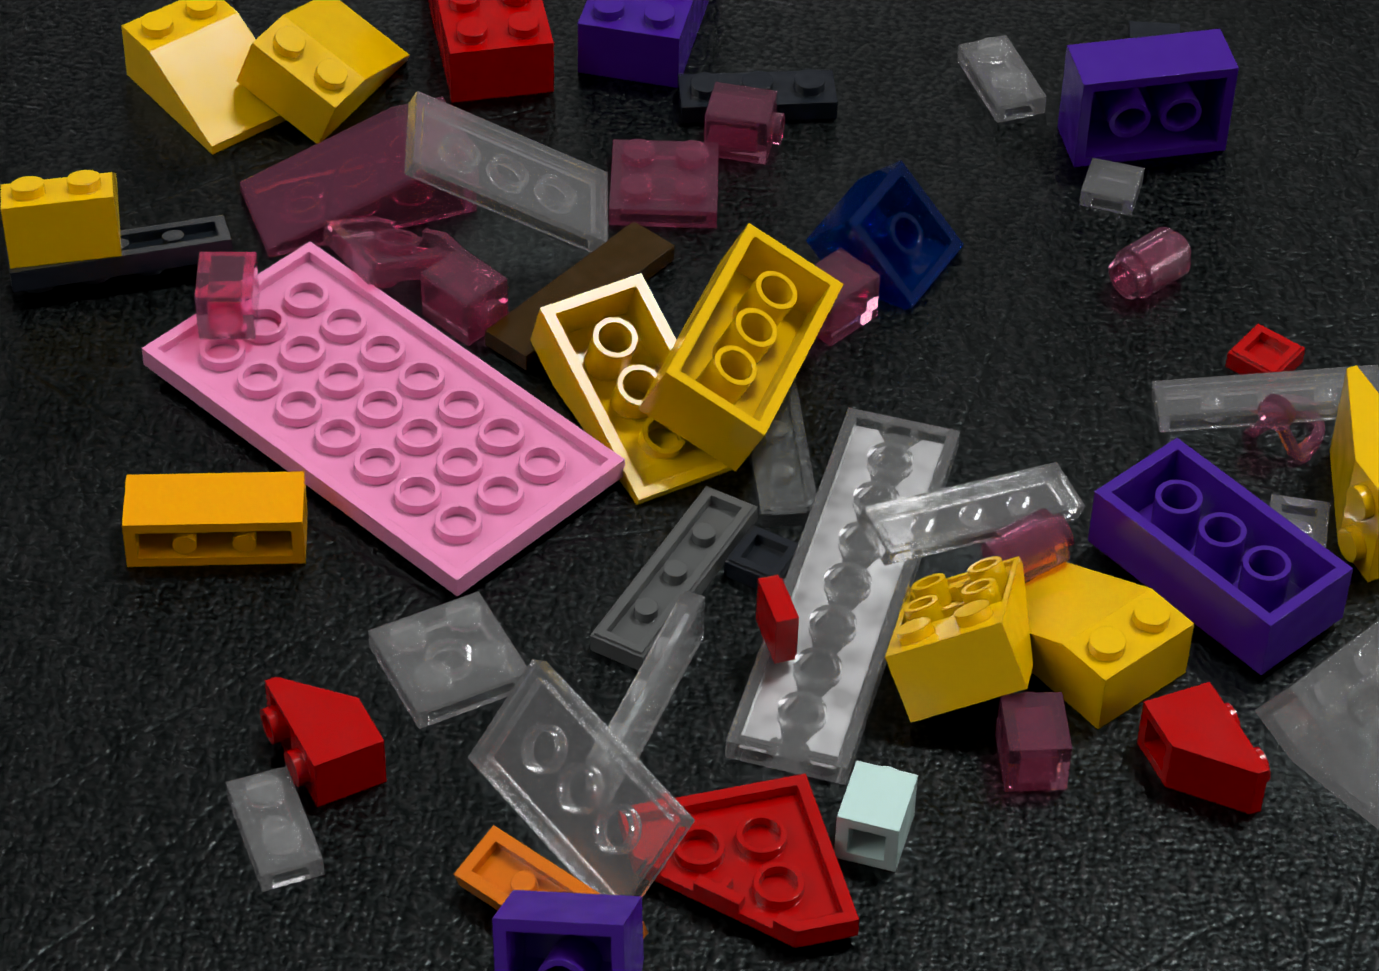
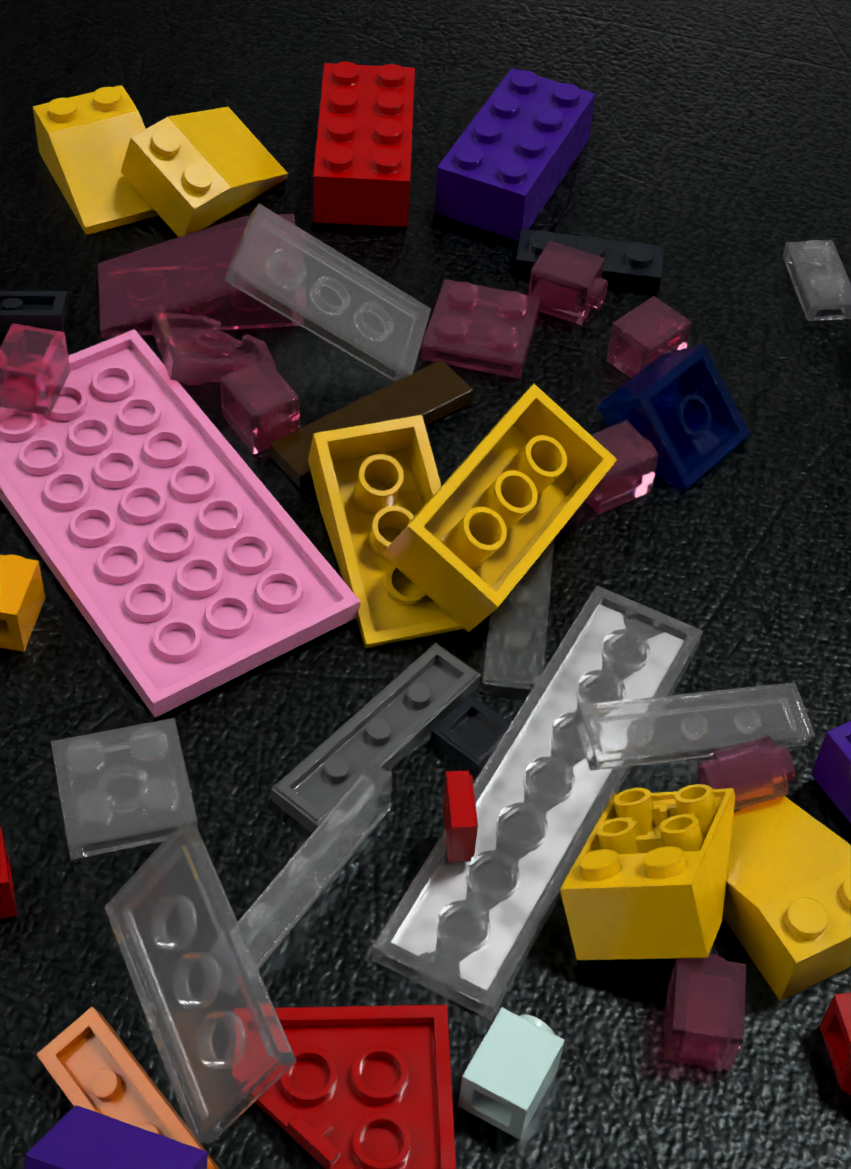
camera: 10 degrees right, 5 degrees up
(837, 163) = (645, 335): none -> clear pink brick

